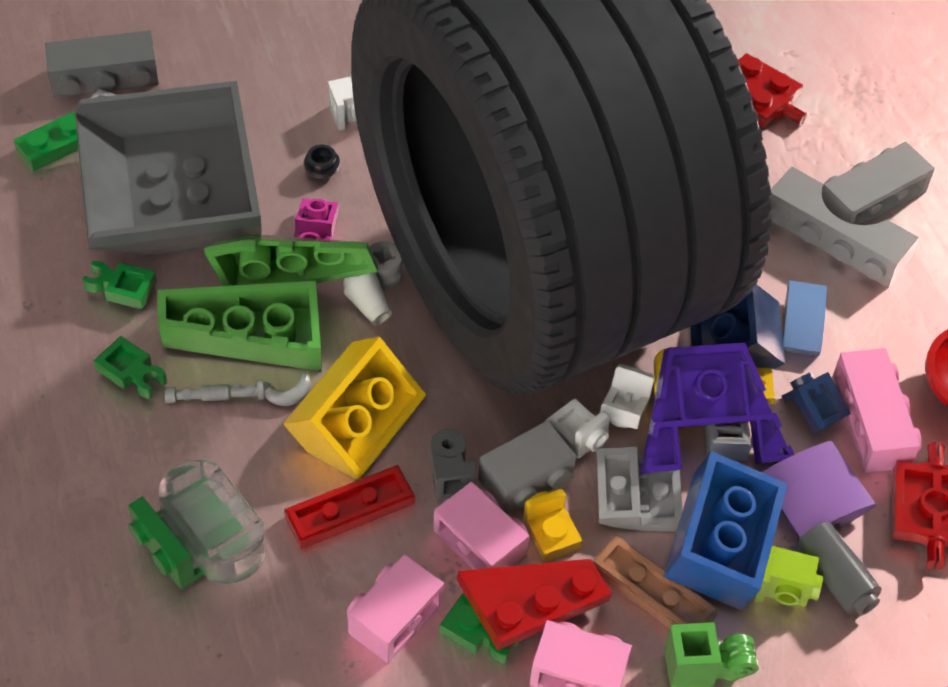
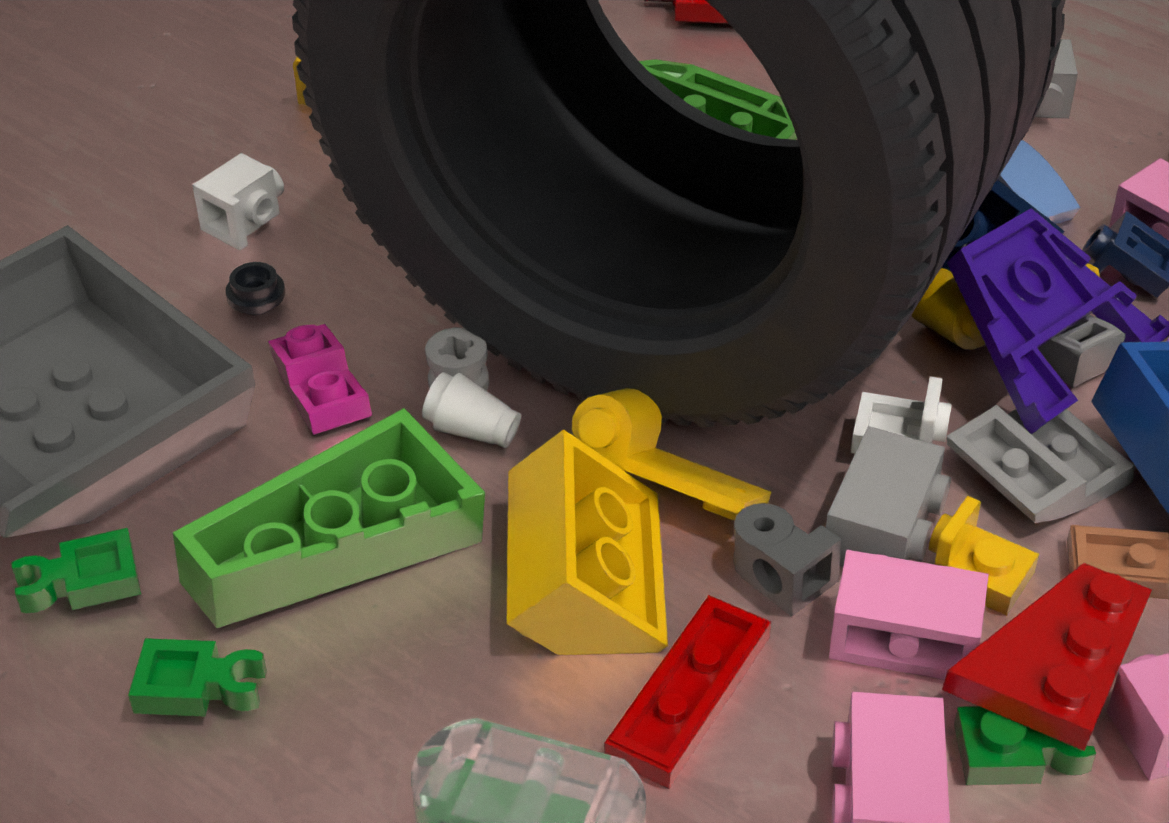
camera: 30 degrees left, 10 degrees down
(225, 392) = (368, 637): light grey piece -> none
(288, 259) = (336, 404): bright green wedge -> none
(427, 356) = (626, 431): none -> yellow door
(628, 396) = (921, 353): white bracket -> none

